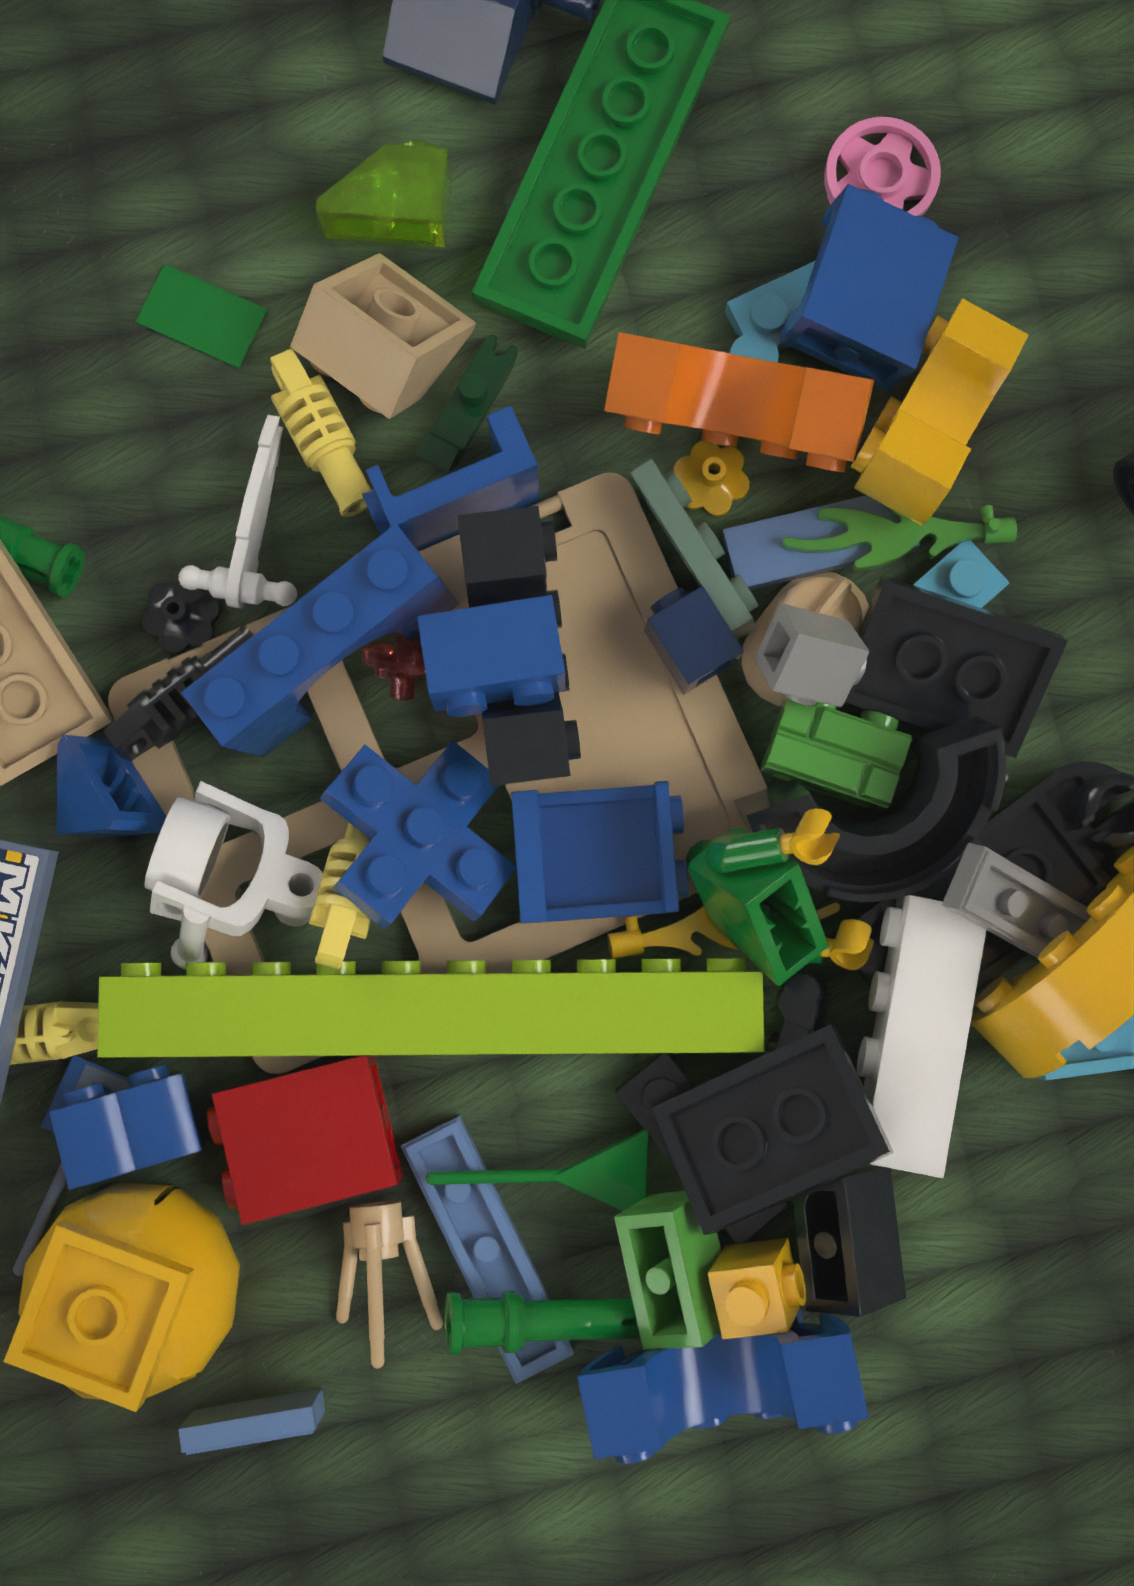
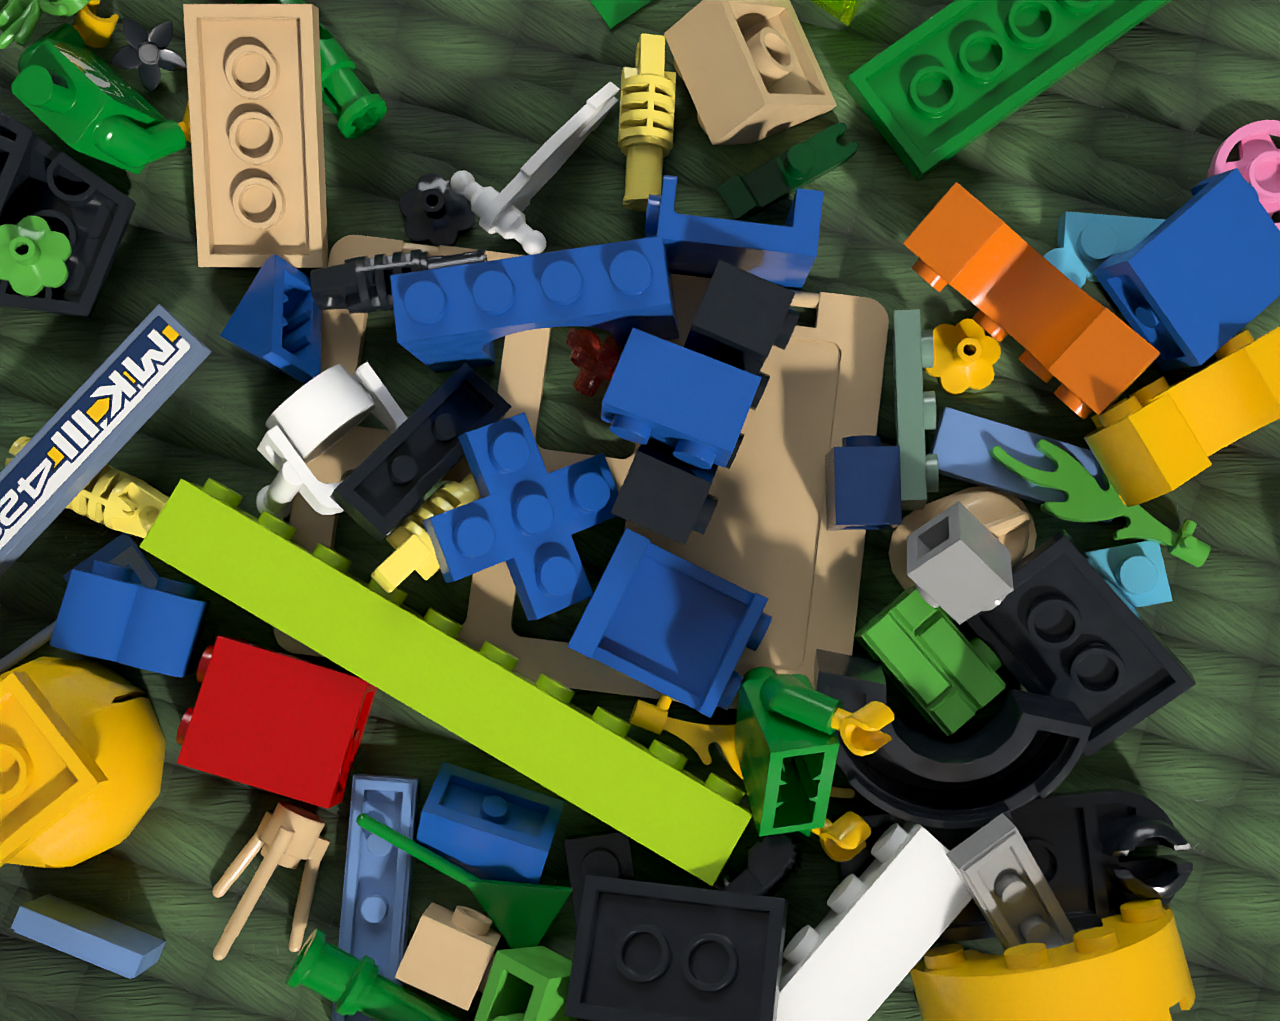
camera: 30 degrees right, 0 degrees up
(293, 833) = (418, 453): none -> black plate
(543, 1118) = (489, 825): none -> blue panel
(576, 1246) = (450, 954): none -> tan brick

